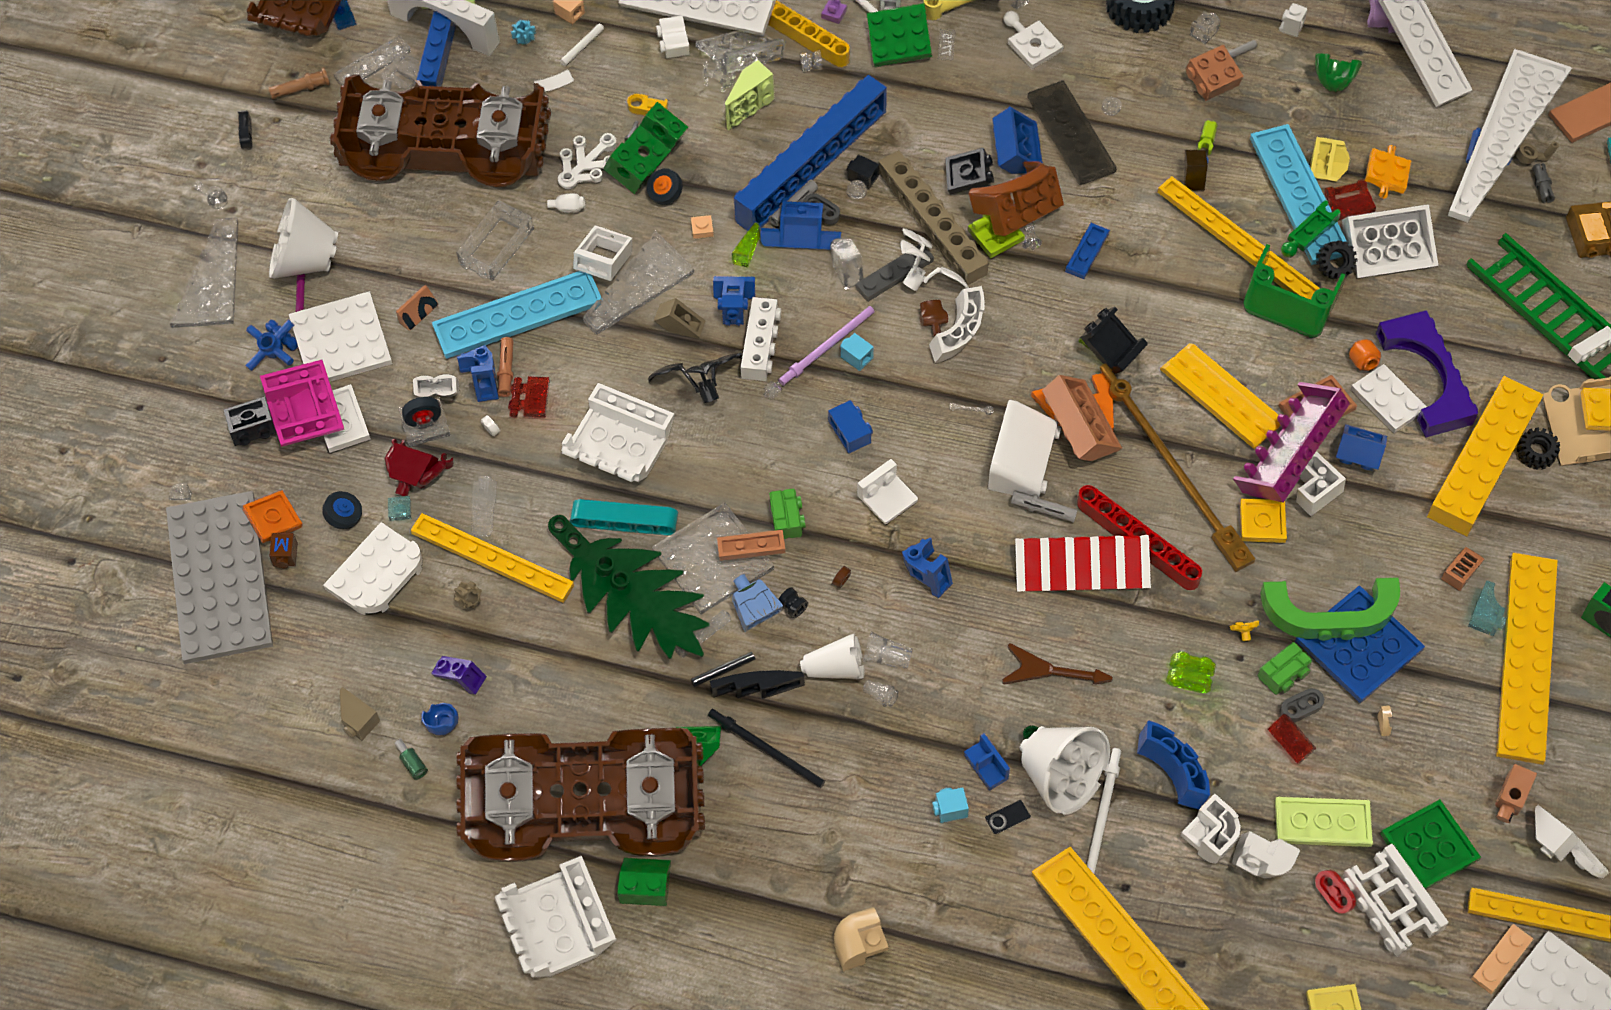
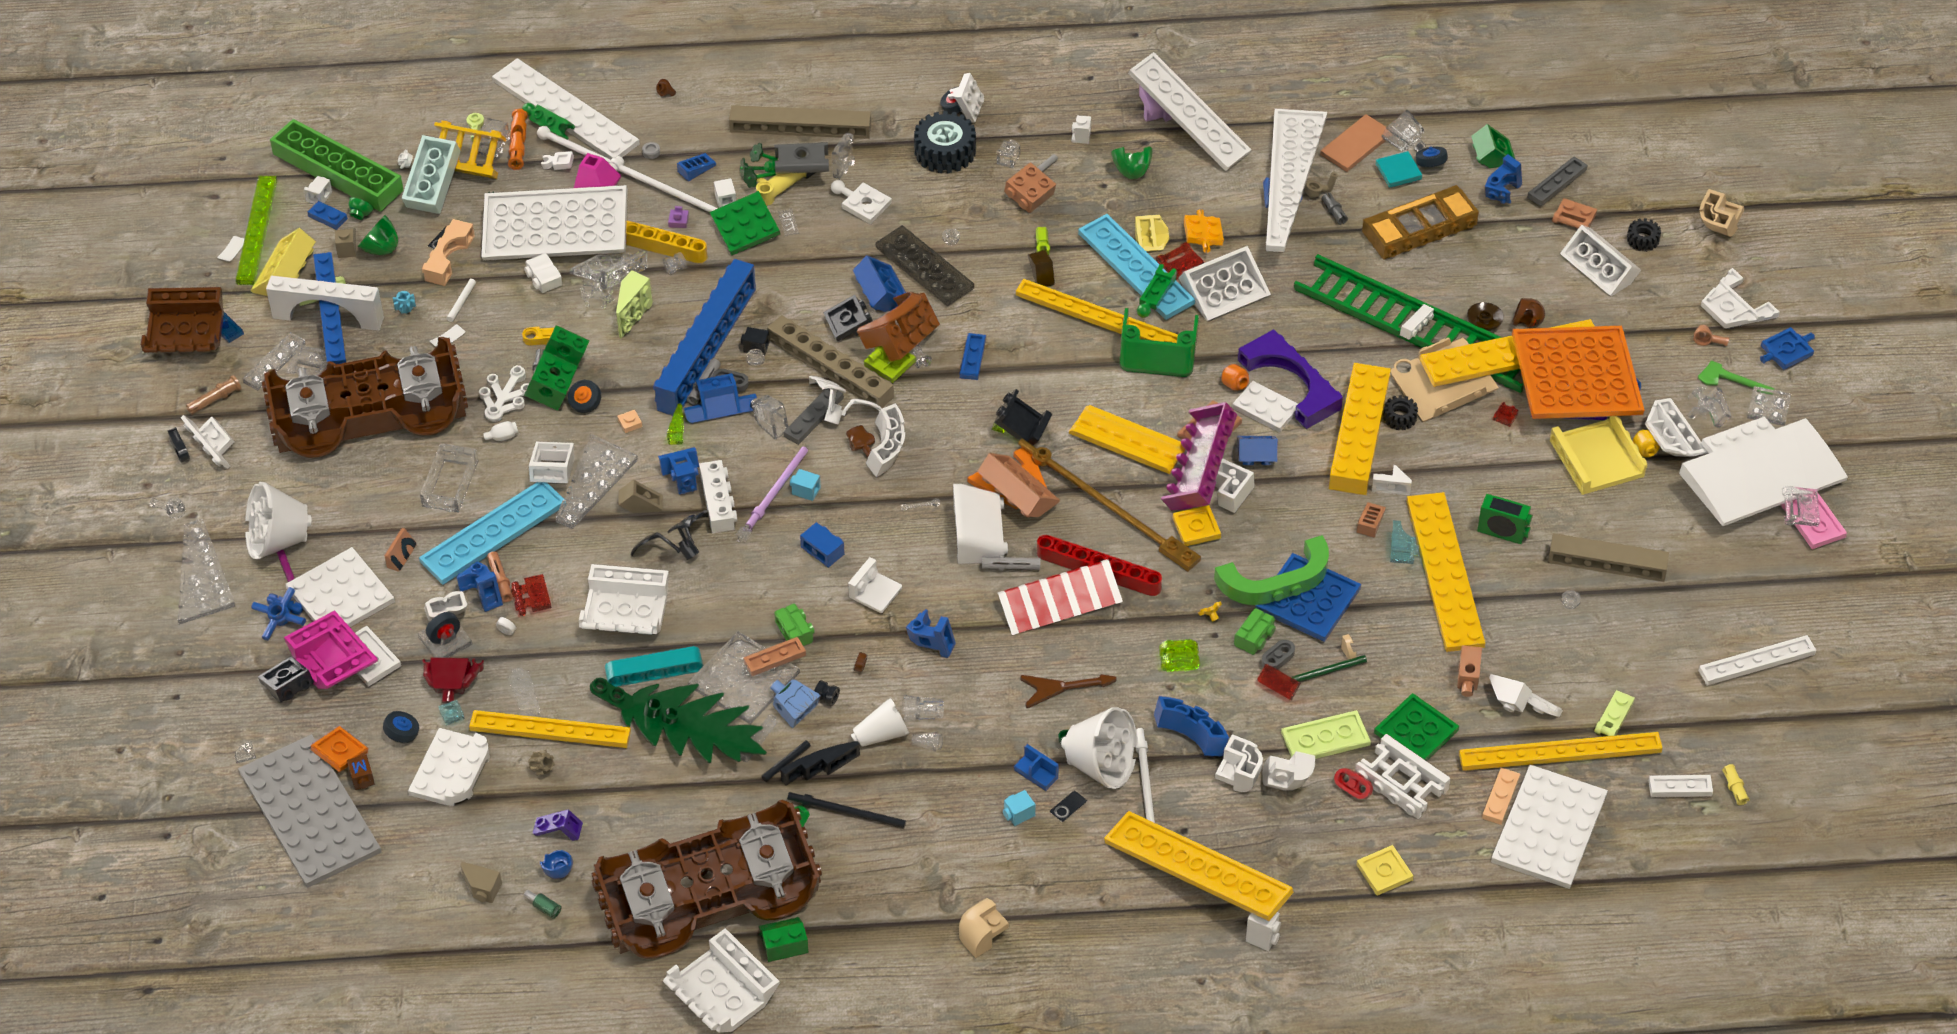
camera: 20 degrees left, 10 degrees down
(279, 130) = (213, 438): none -> white bracket
(1348, 256) = (1192, 302): black tyre -> none
(1355, 739) = (1330, 669): none -> dark green piece
(1506, 535) = (1393, 484): none -> white slope

